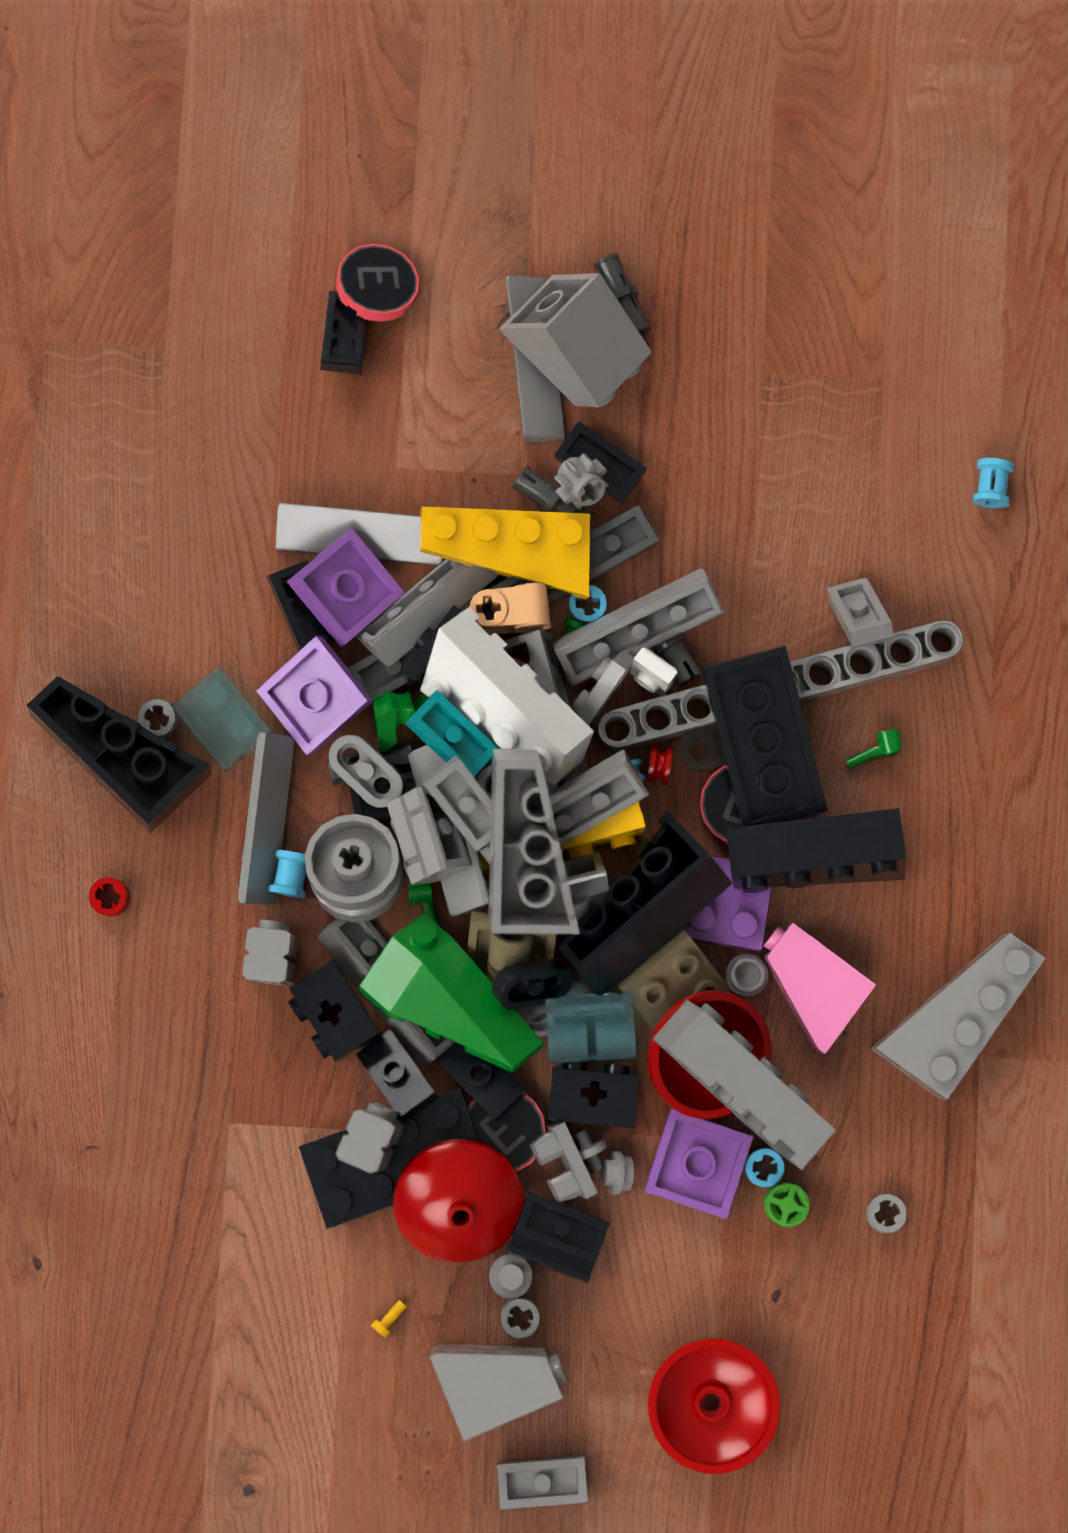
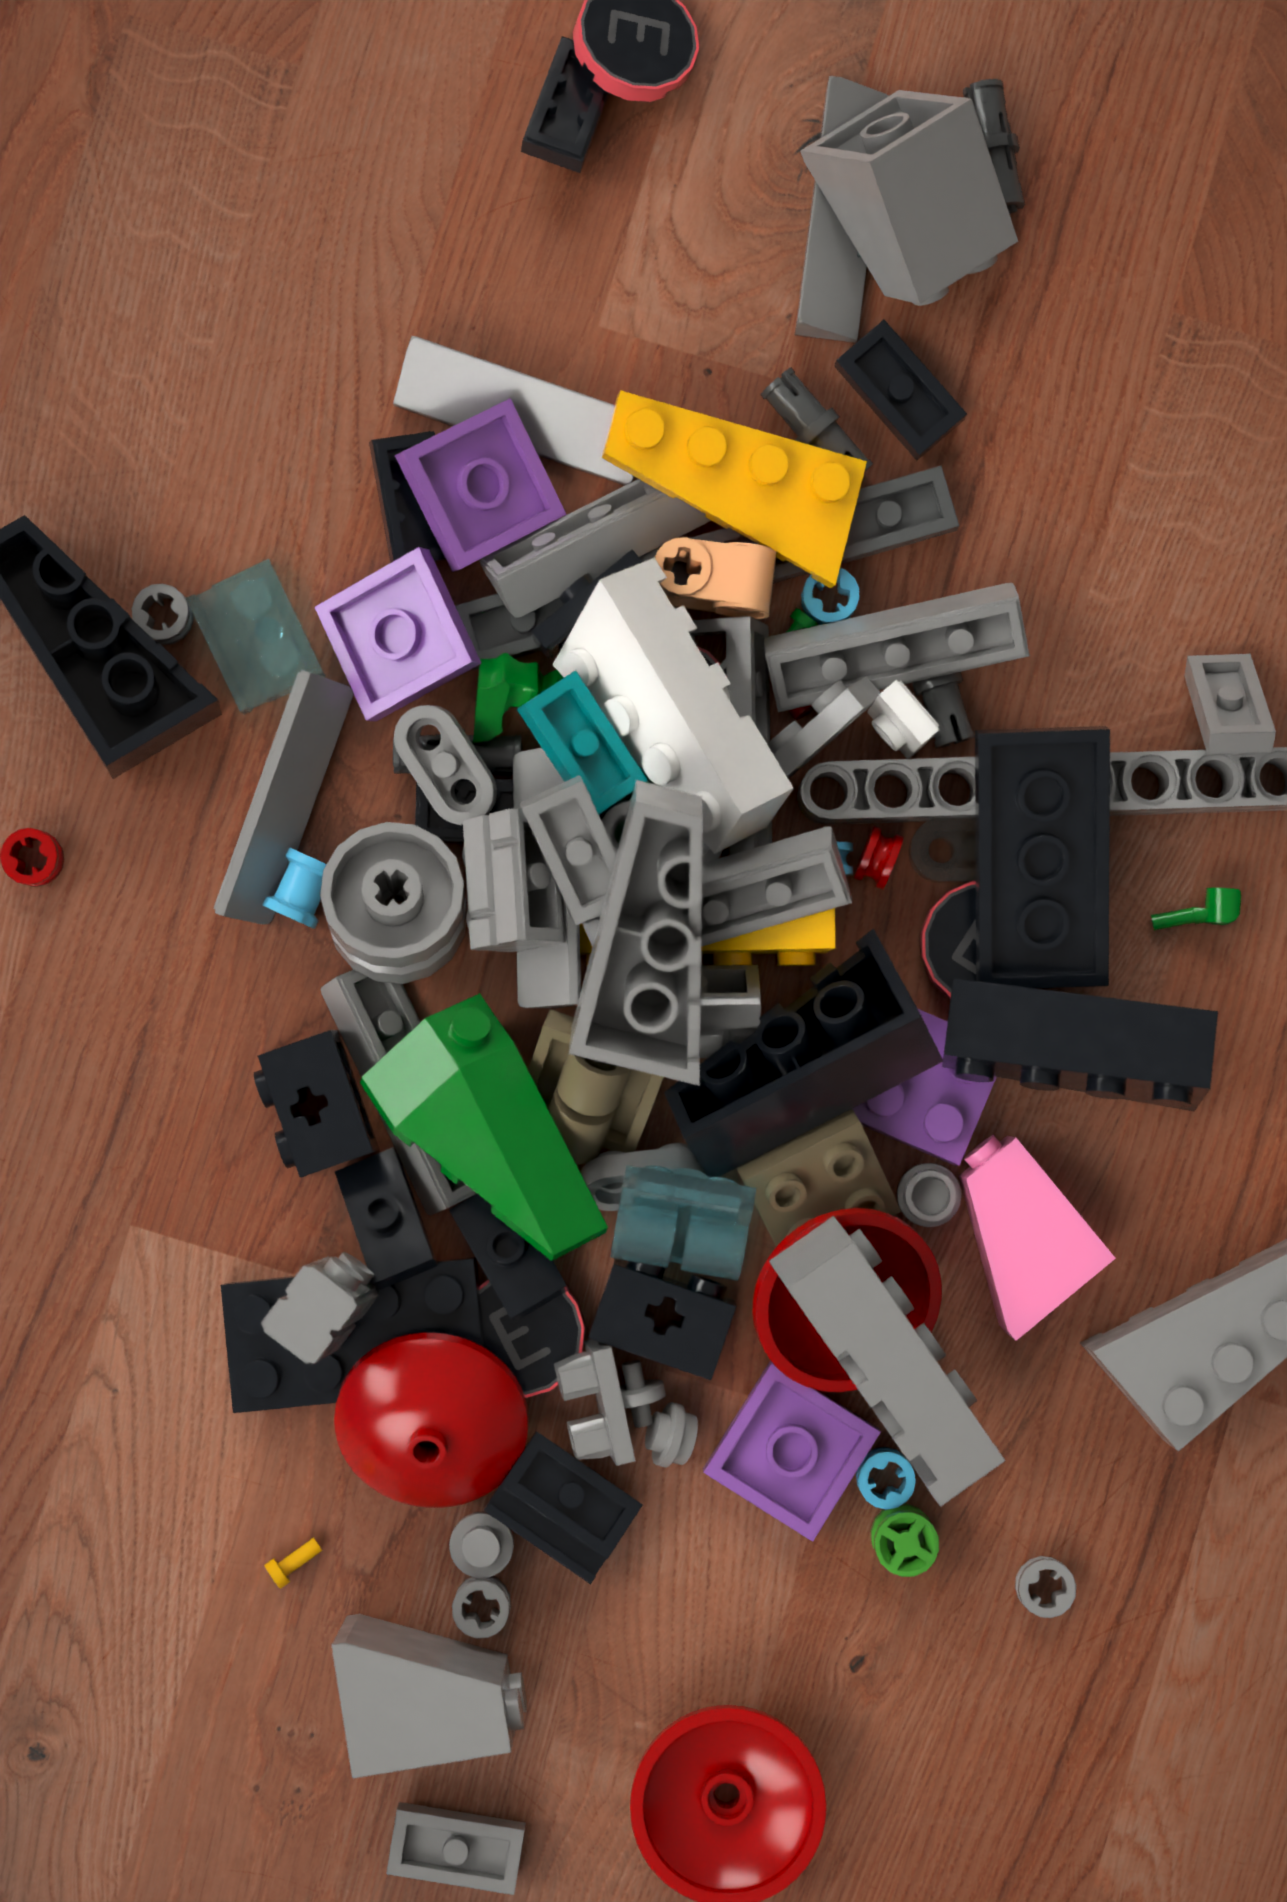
camera: 15 degrees right, 5 degrees up
(270, 954) = (242, 1000): light grey brick -> none
(423, 895) = (489, 966): green hand -> none
(531, 983) = (611, 1137): black plate -> none
(581, 481) = (866, 409): light grey gear -> none

